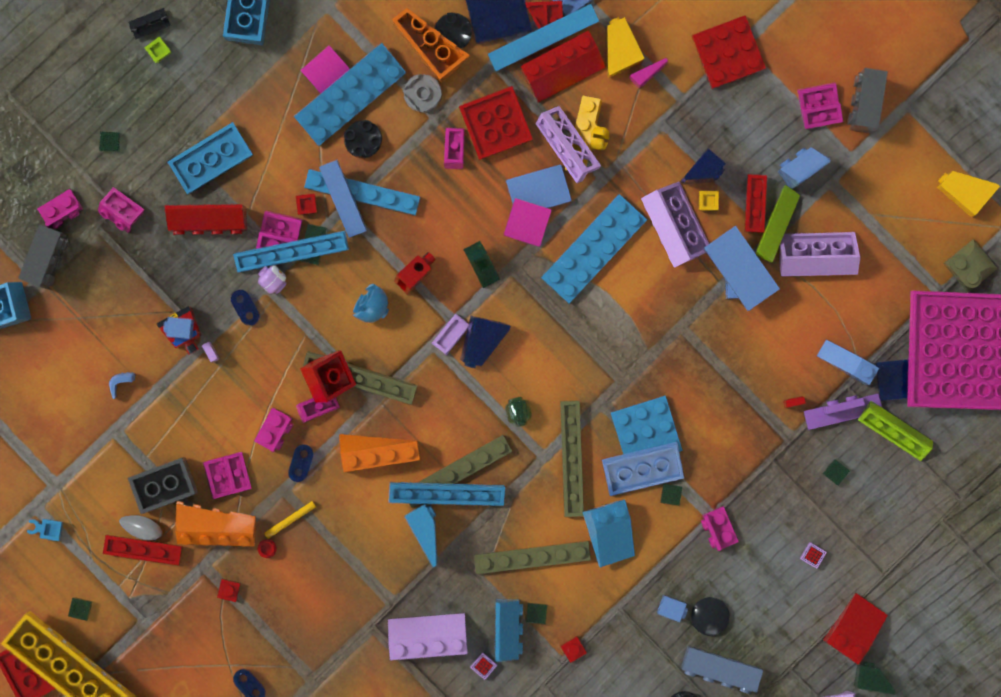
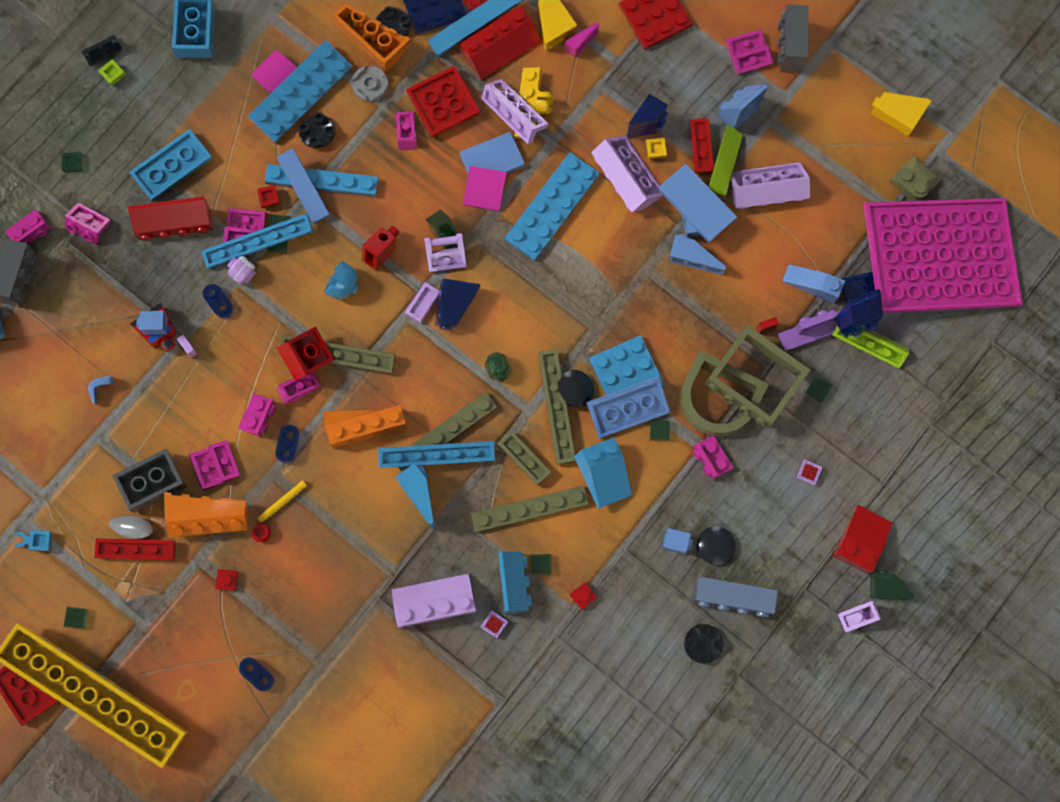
camera: 10 degrees left, 10 degrees down
(479, 291) = (445, 258): none -> lavender plate
(533, 506) = (524, 458): none -> olive plate
(593, 443) = (576, 388): none -> black dish
(727, 317) = (691, 254): none -> medium blue slope
(750, 447) = (730, 374): none -> olive window
(796, 434) = (773, 353): none -> olive window
(888, 408) = (860, 314): none -> clear blue slope

